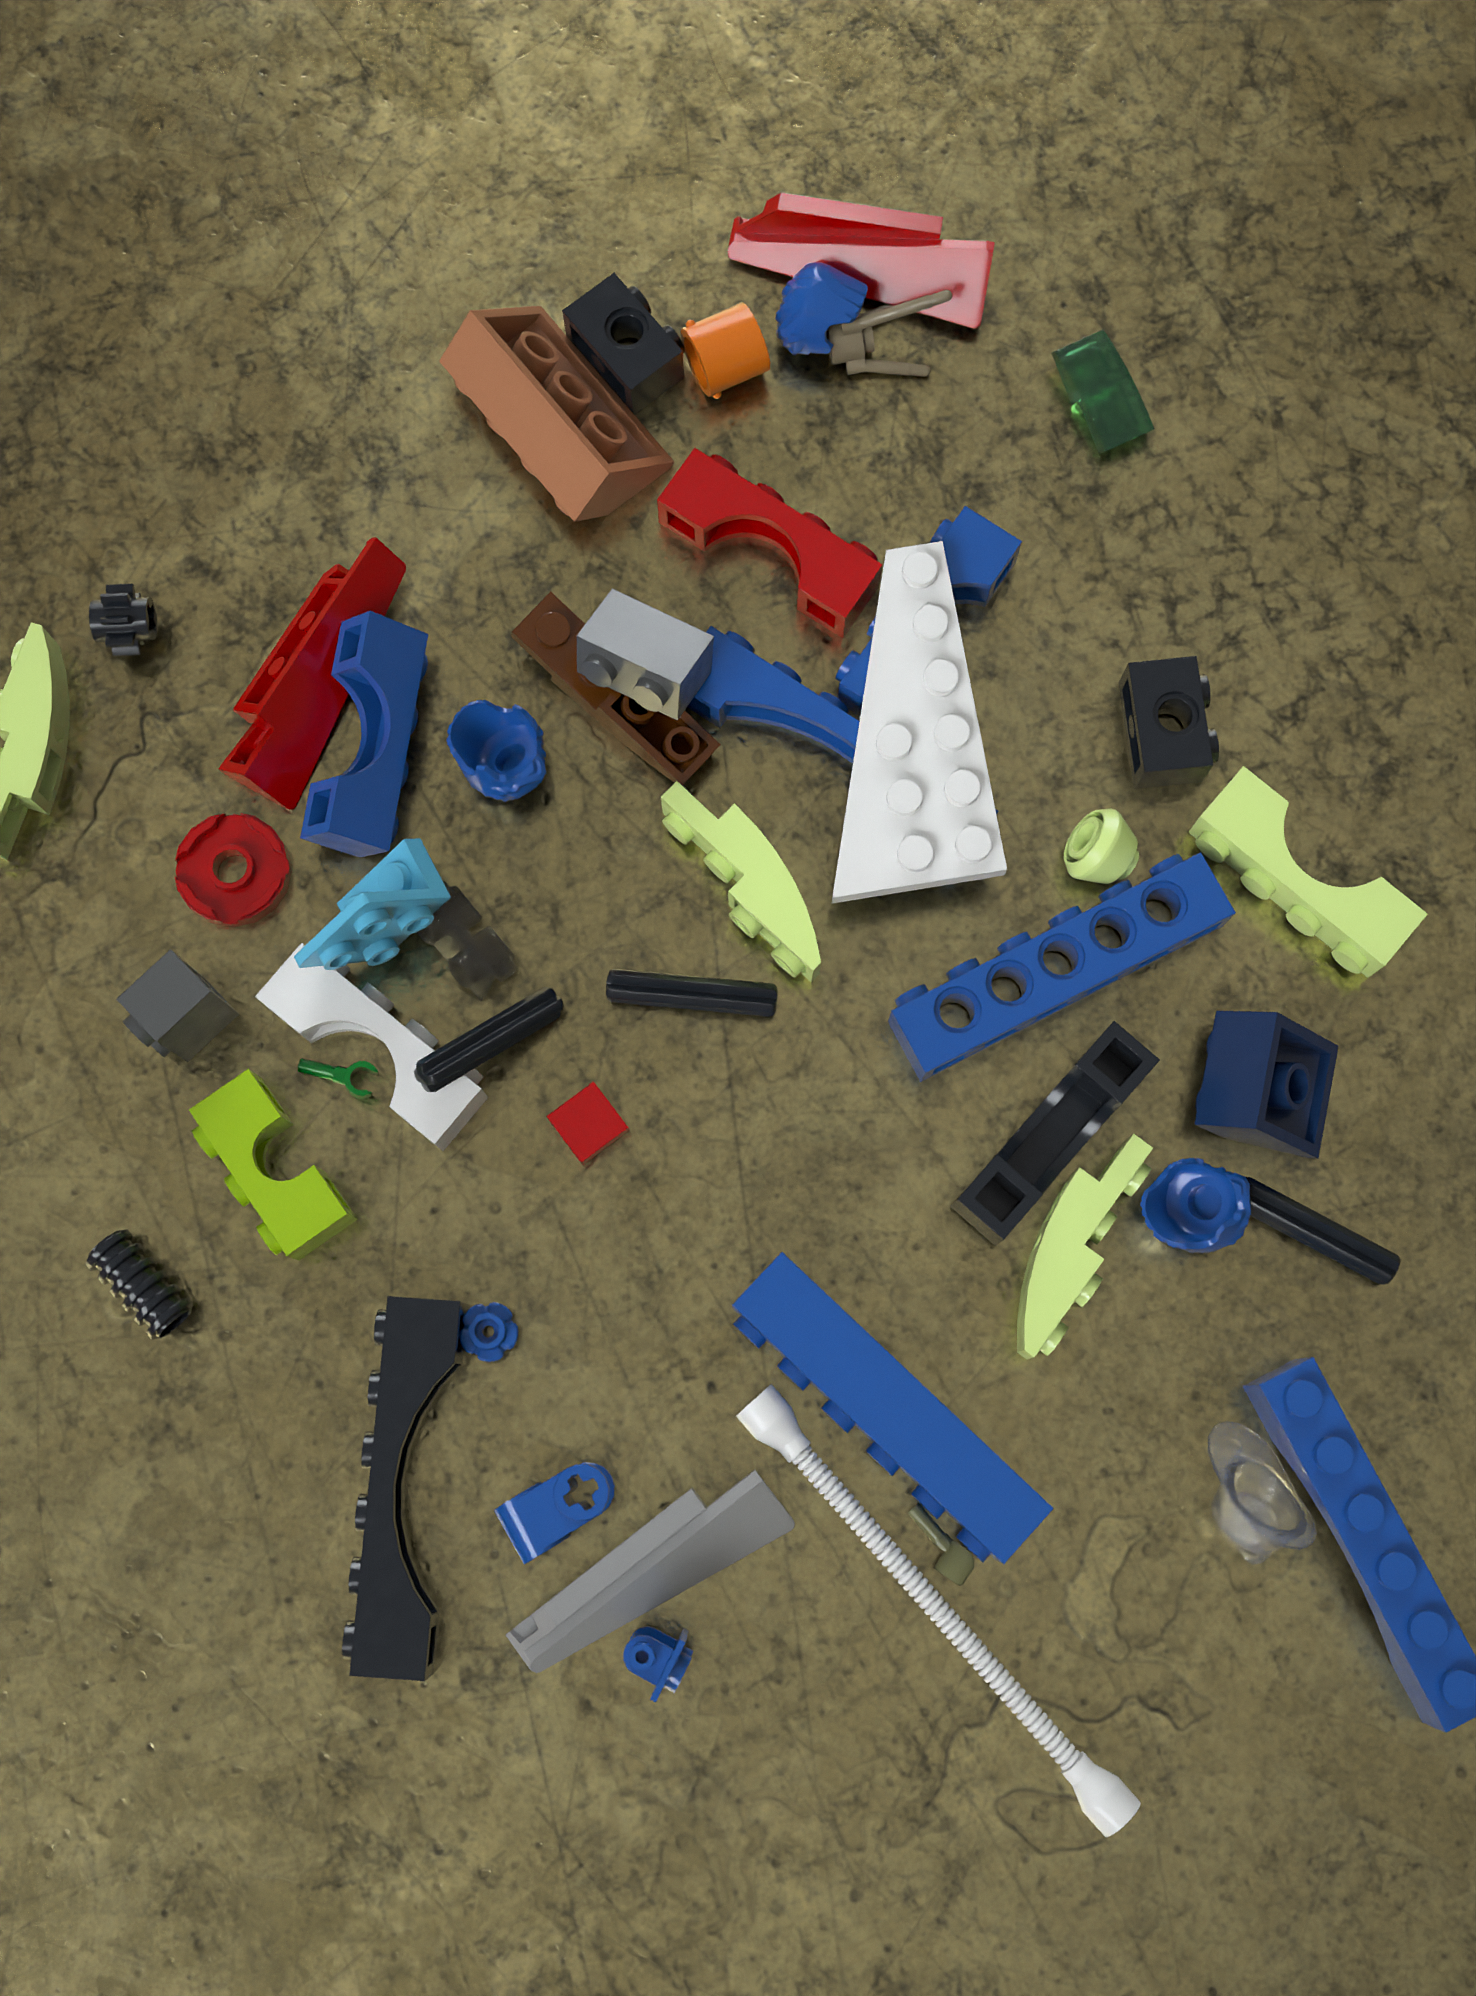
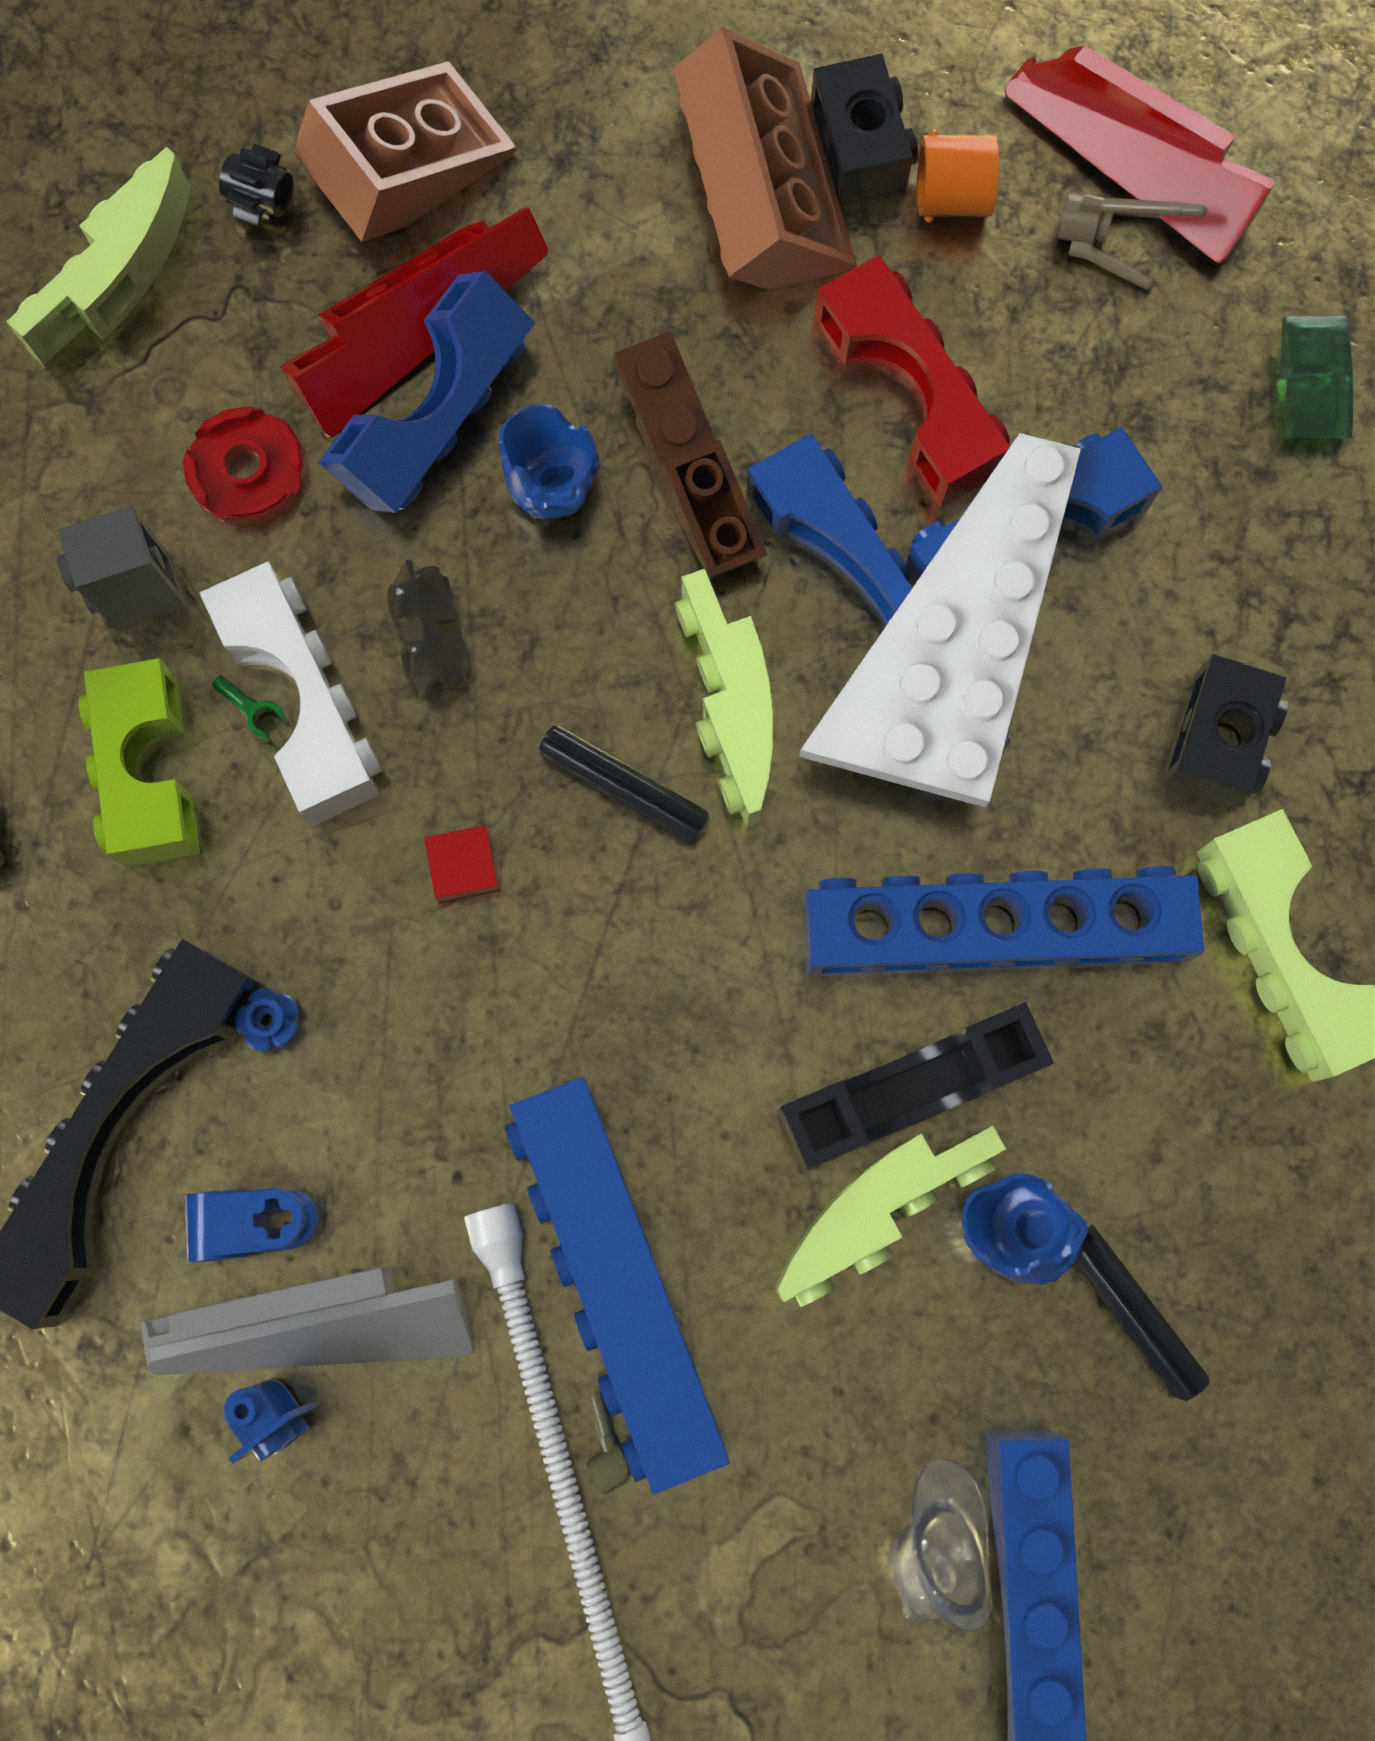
camera: 25 degrees right, 0 degrees up
(232, 531) = (399, 147): none -> nougat slope
(380, 911) = (352, 568): medium azure bracket -> none
(488, 1039) = (400, 736): black axle -> none
(644, 654) = (729, 428): brick -> none
(813, 303) = (1063, 164): blue hair -> none
(1101, 848) = (1099, 827): yellowish green cone -> none
(1266, 1082) = (1156, 1138): dark blue slope -> none

